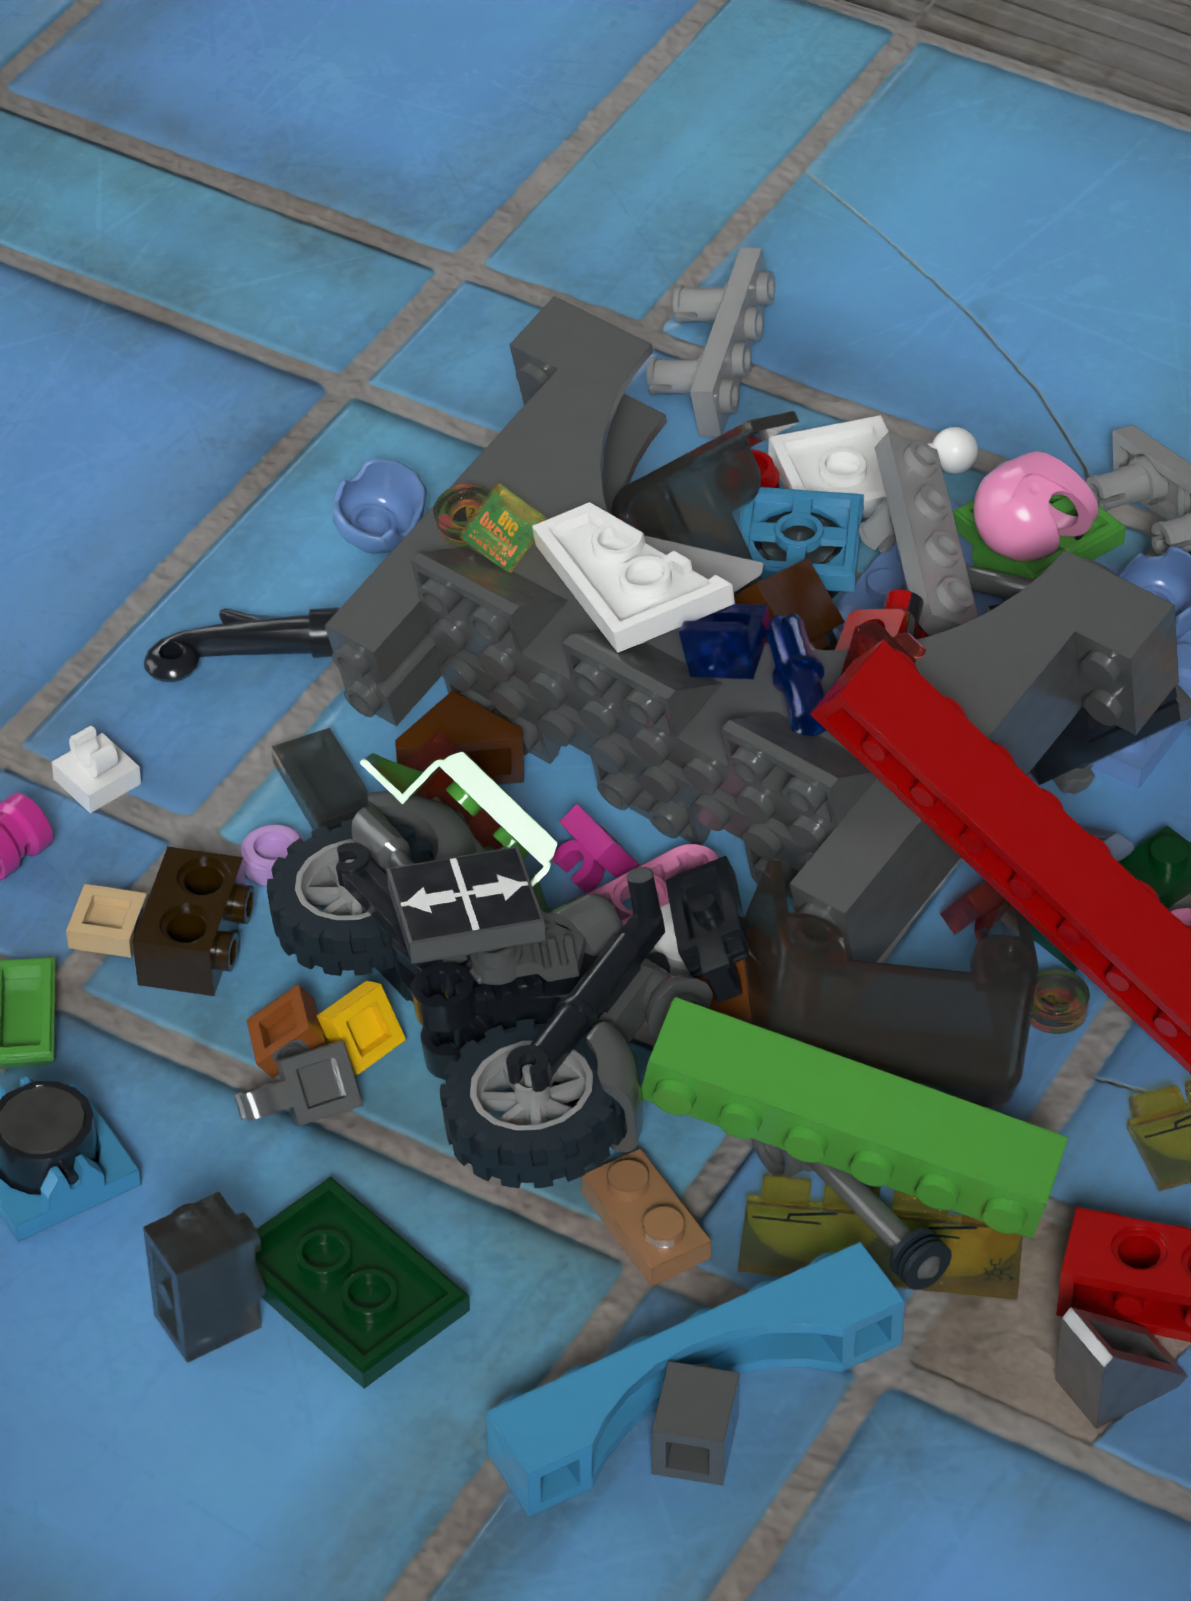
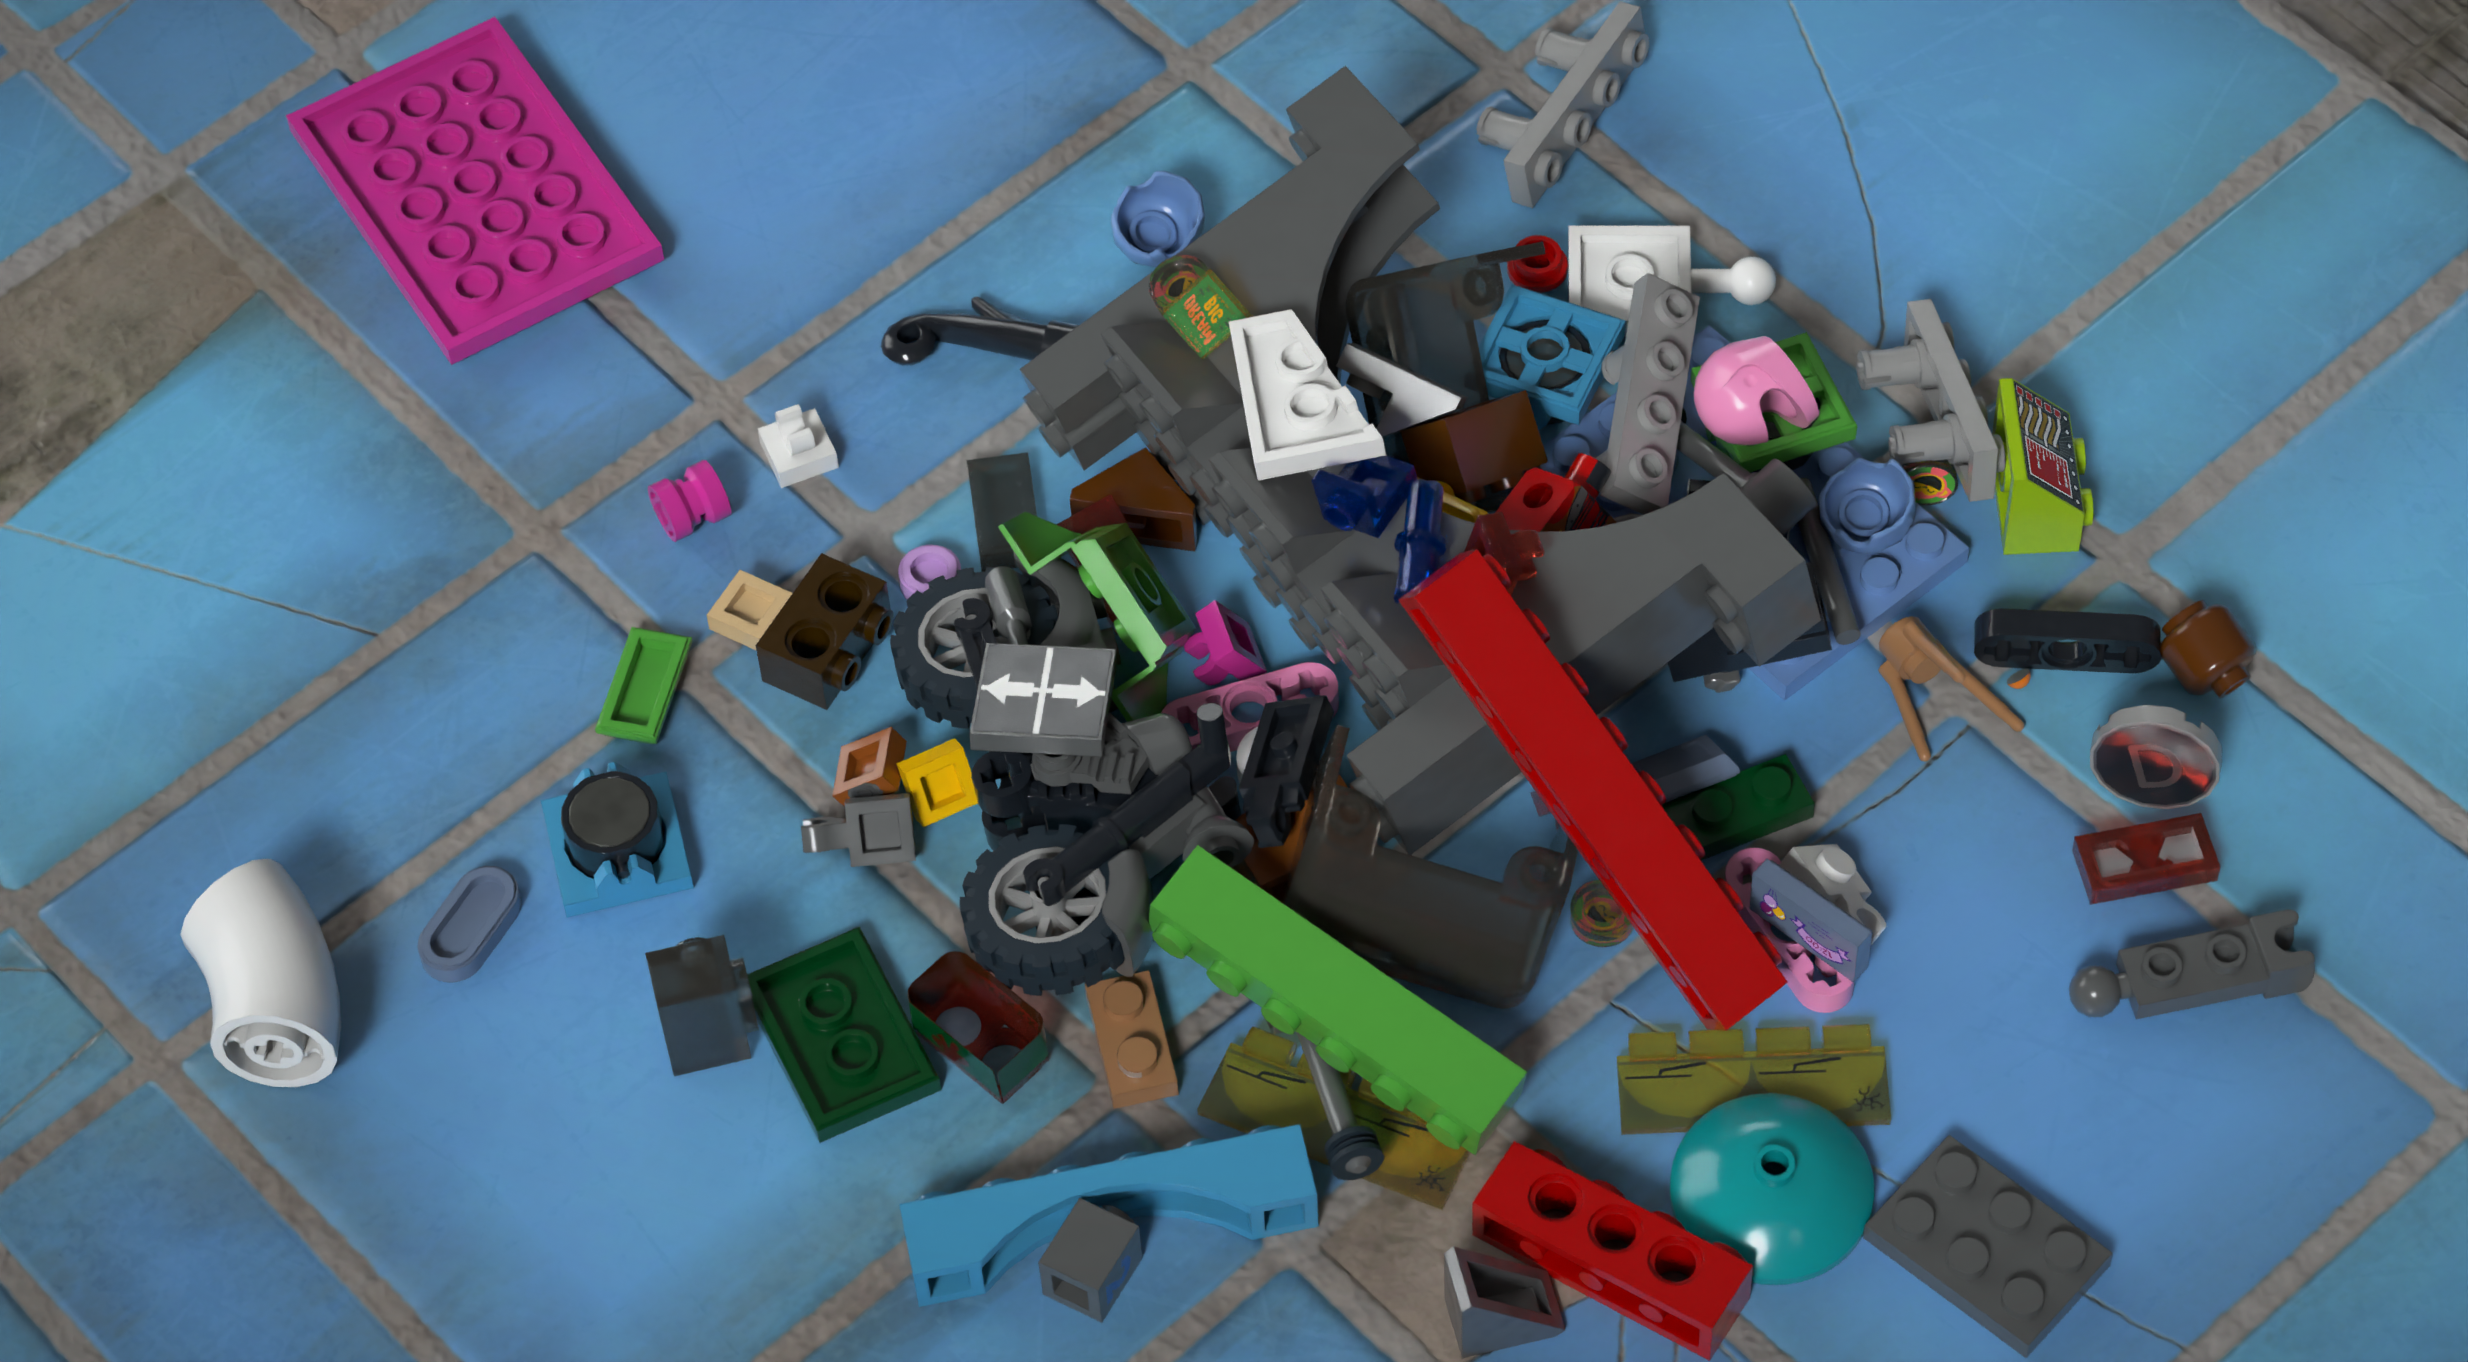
camera: 20 degrees right, 10 degrees up
(494, 1209) = (962, 982): none -> clear red piece

